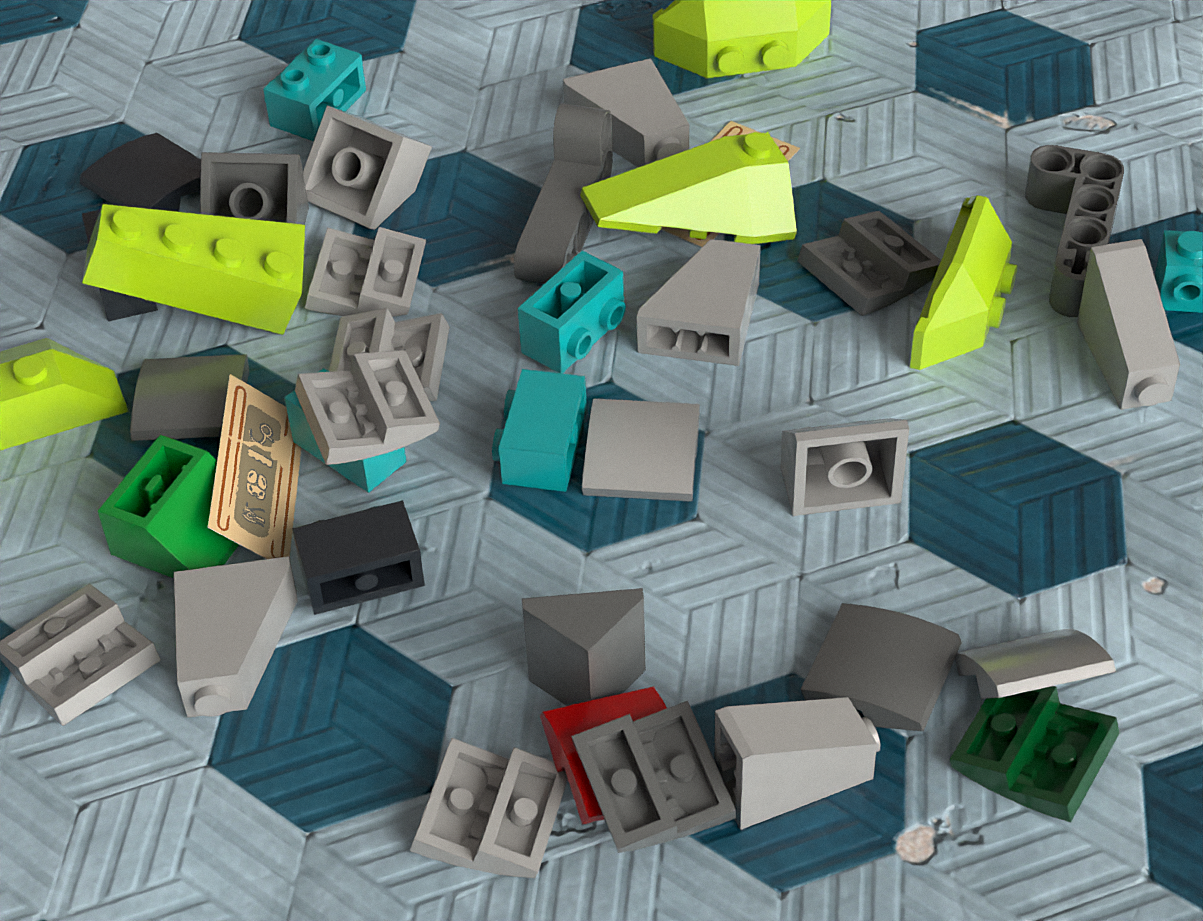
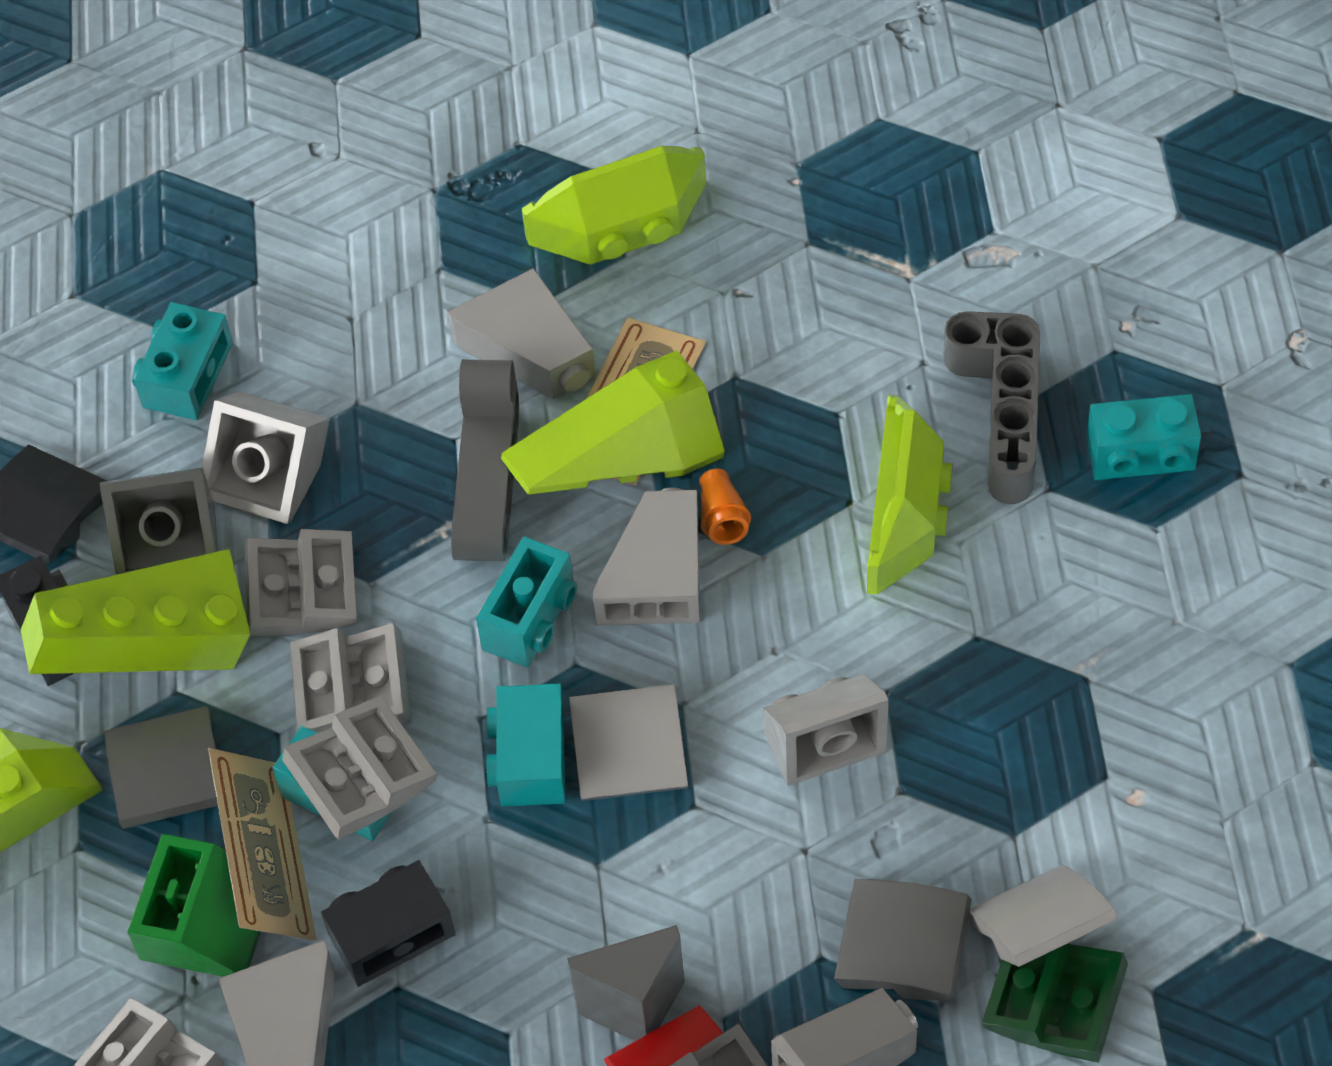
camera: 10 degrees left, 10 degrees up
(783, 275) = (722, 509): none -> orange cone
(870, 262) = (806, 477): dark grey slope -> none
(1128, 325) = (1071, 521): light grey slope -> none

